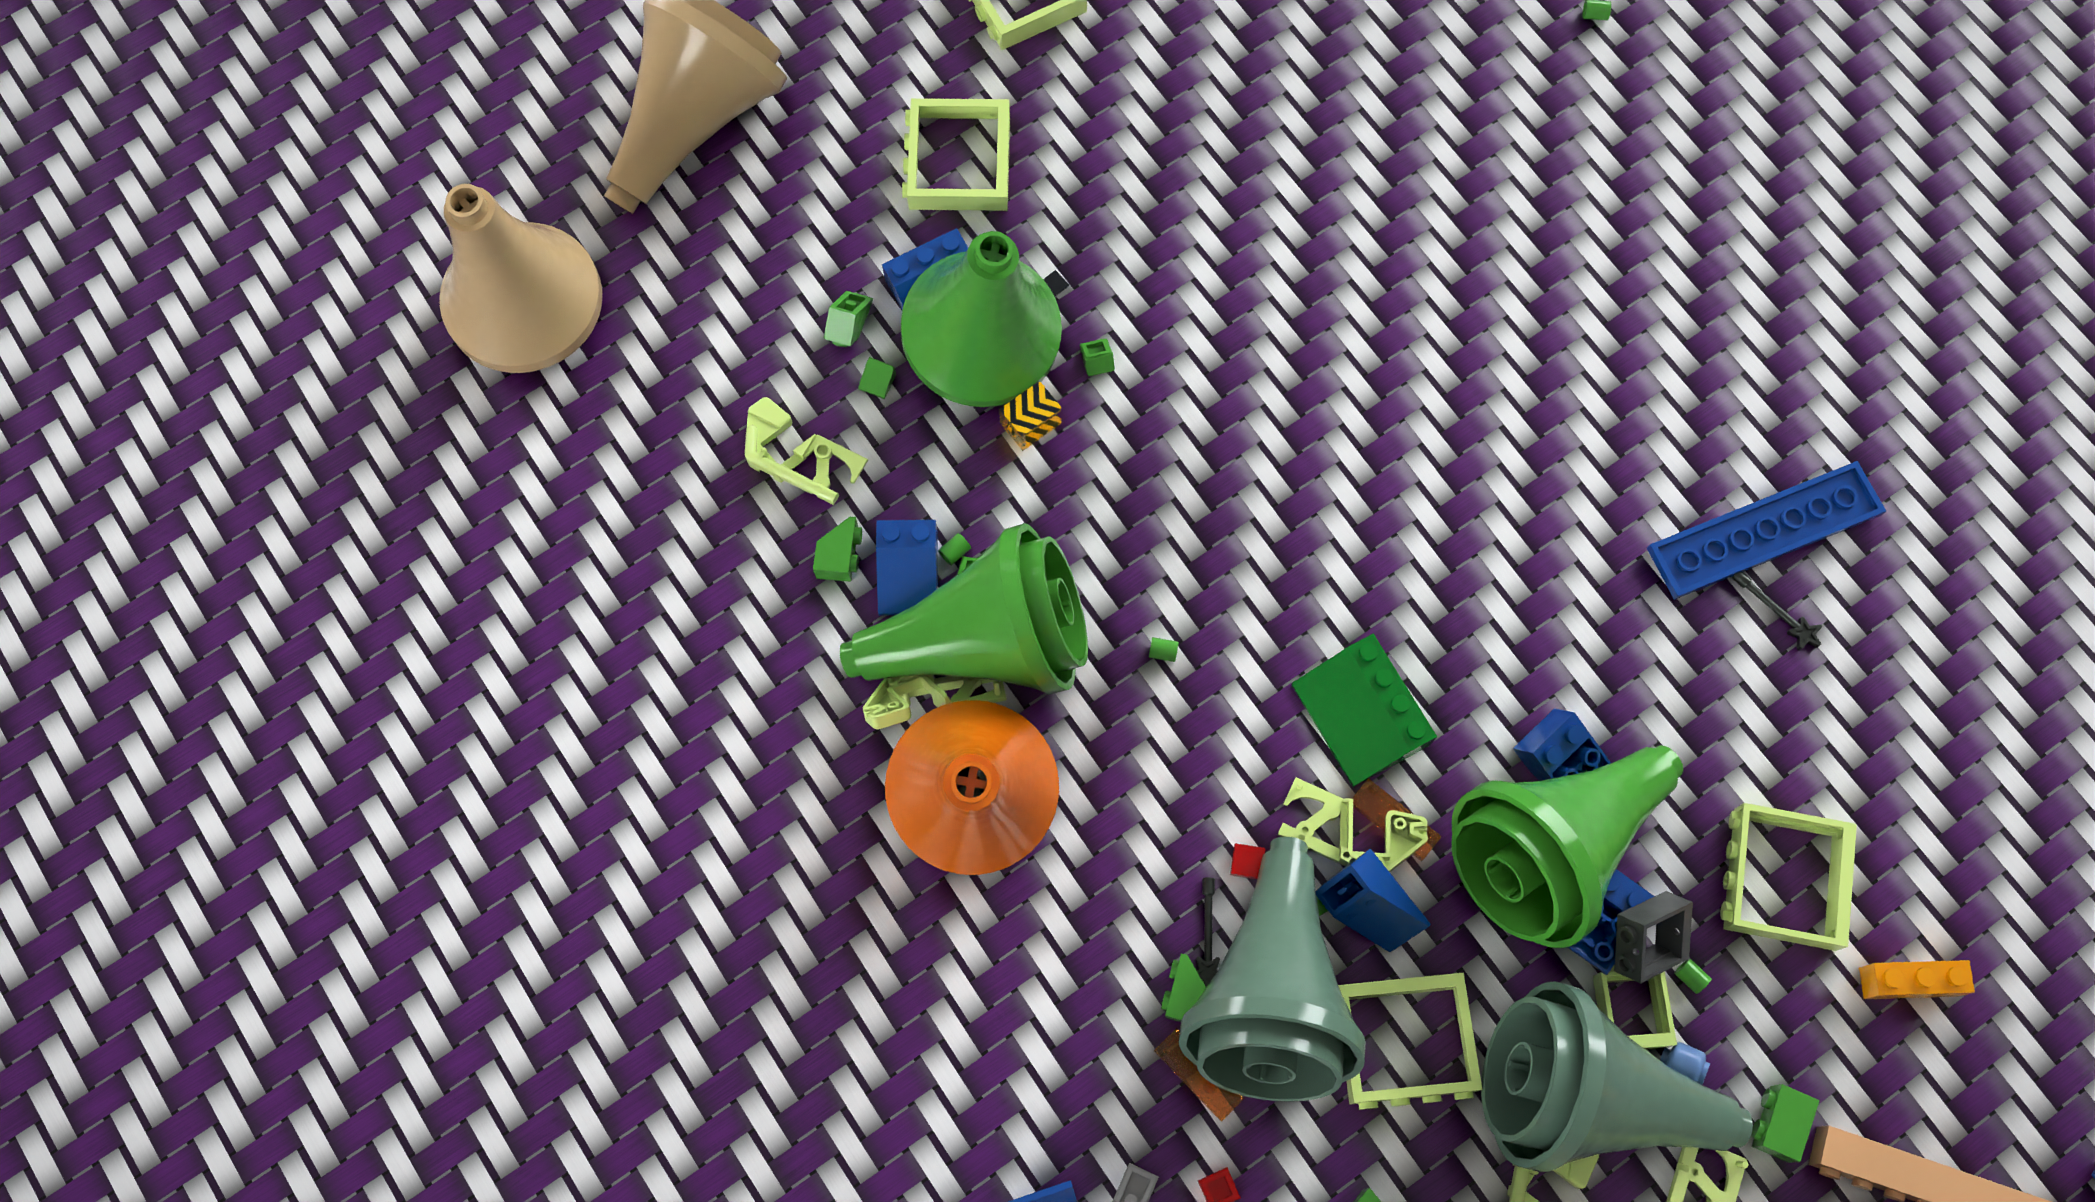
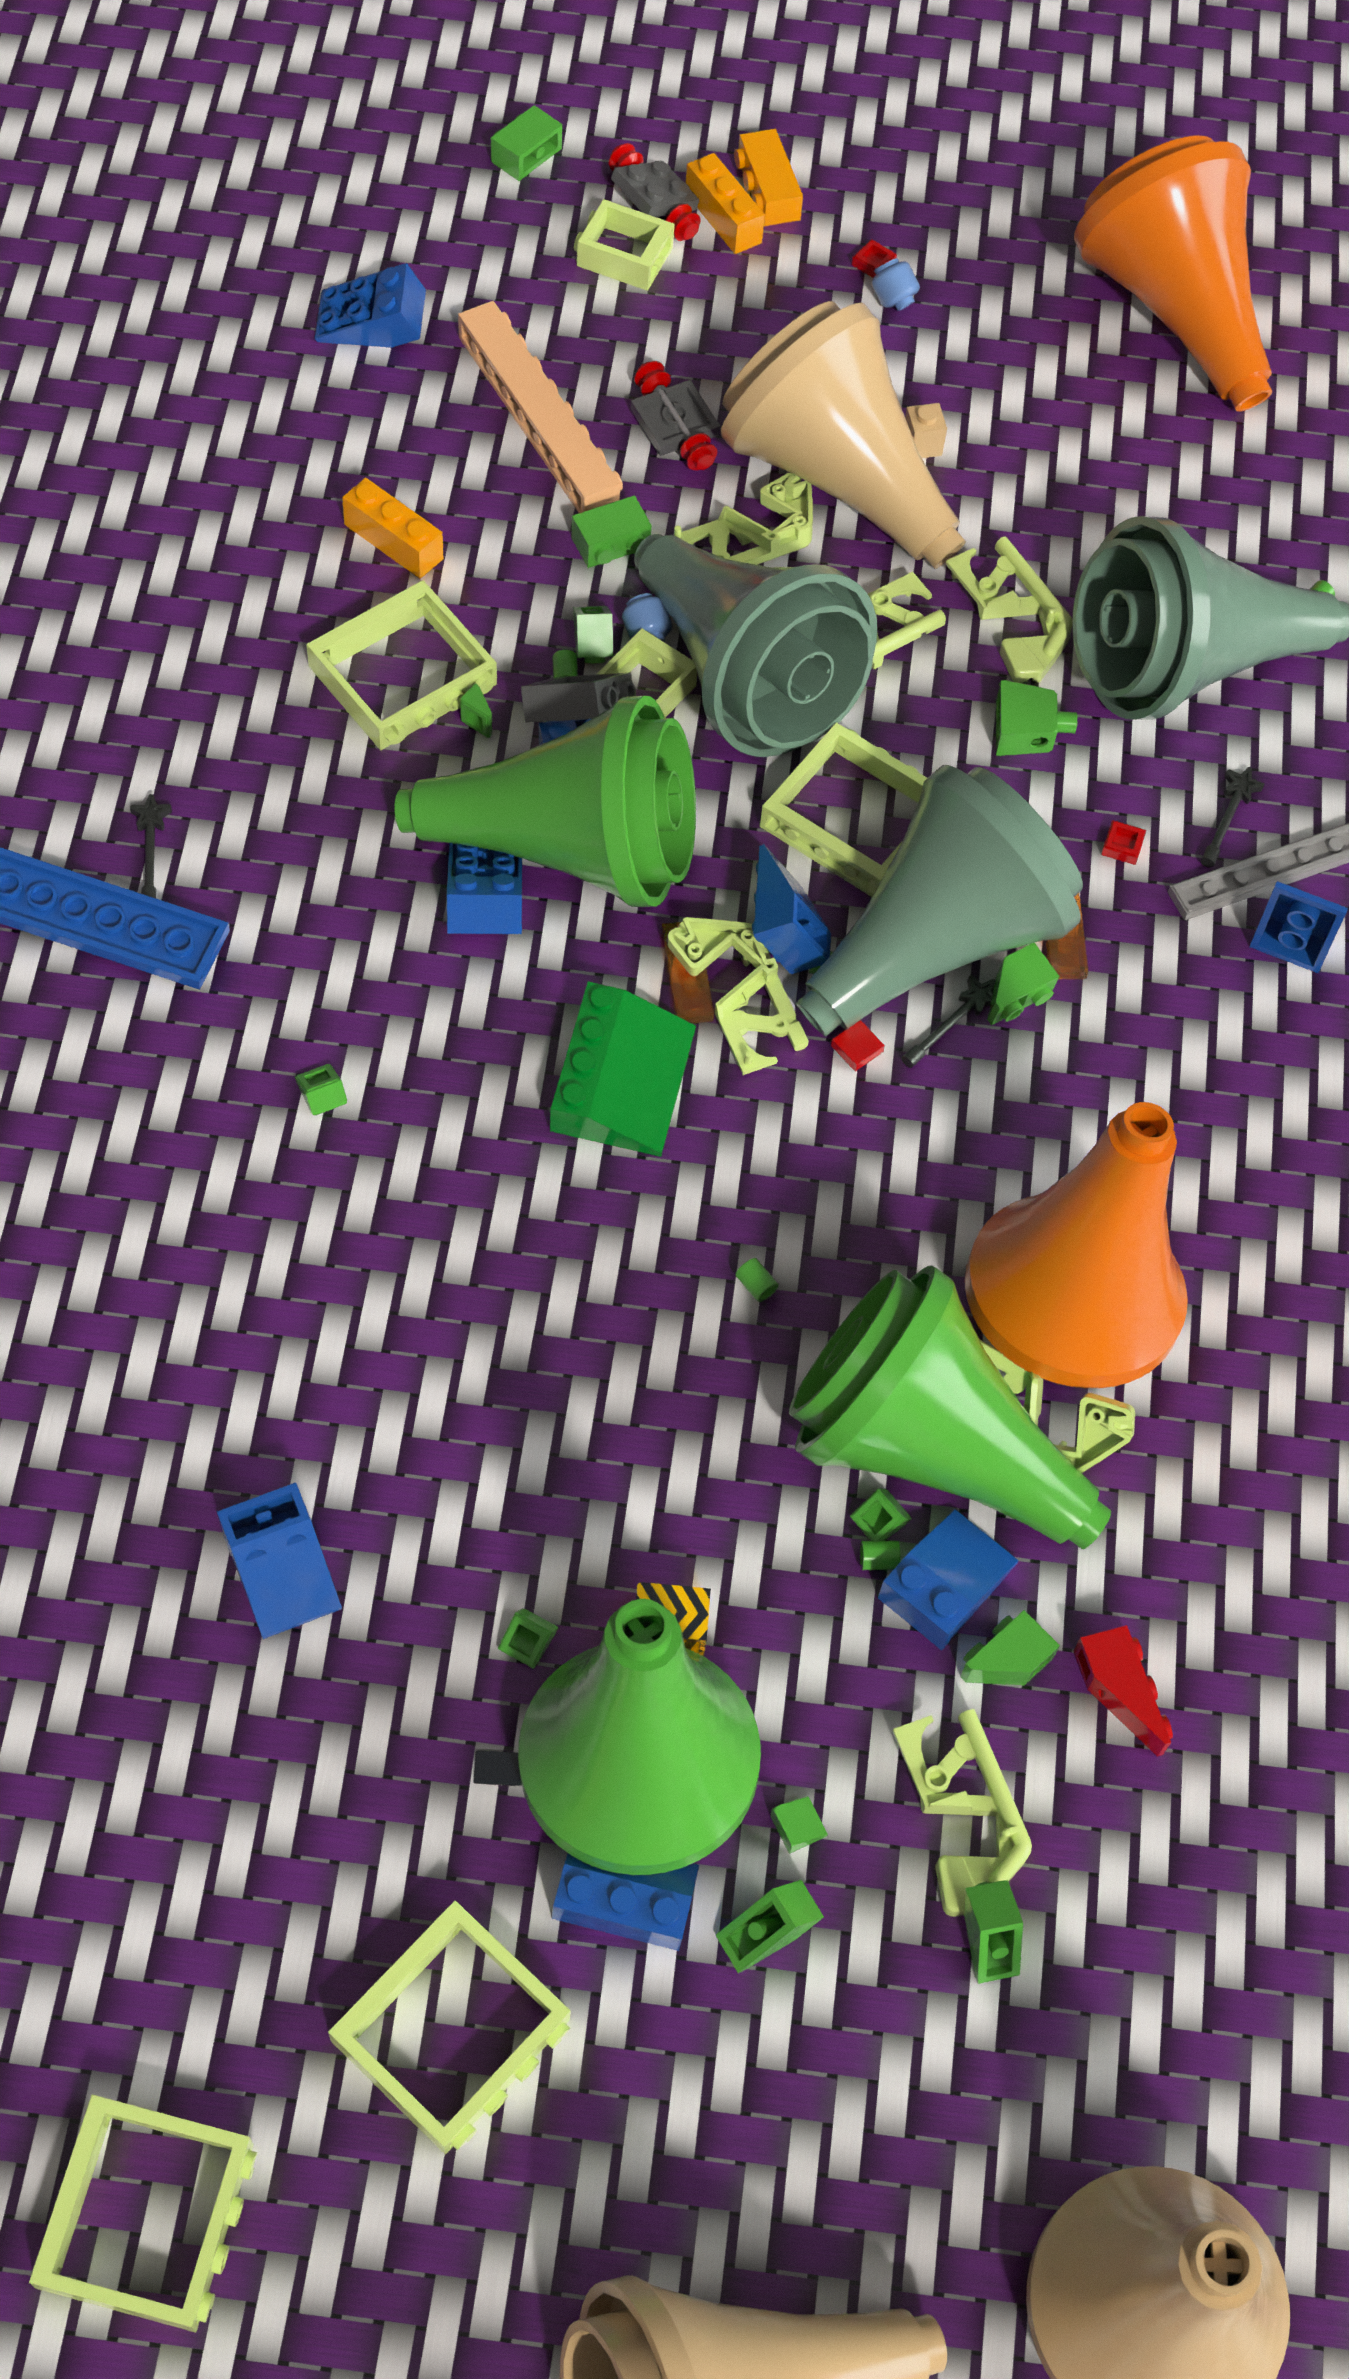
camera: 145 degrees left, 10 degrees down
(734, 398) = (993, 1930): none -> bright green slope
(767, 585) = (1117, 1679): none -> red slope
(1255, 279) = (279, 1560): none -> blue slope
(1515, 550) = (321, 1089): none -> bright green slope
(1709, 885) = (476, 711): none -> bright green slope
(1709, 1023) = (593, 633): none -> slope

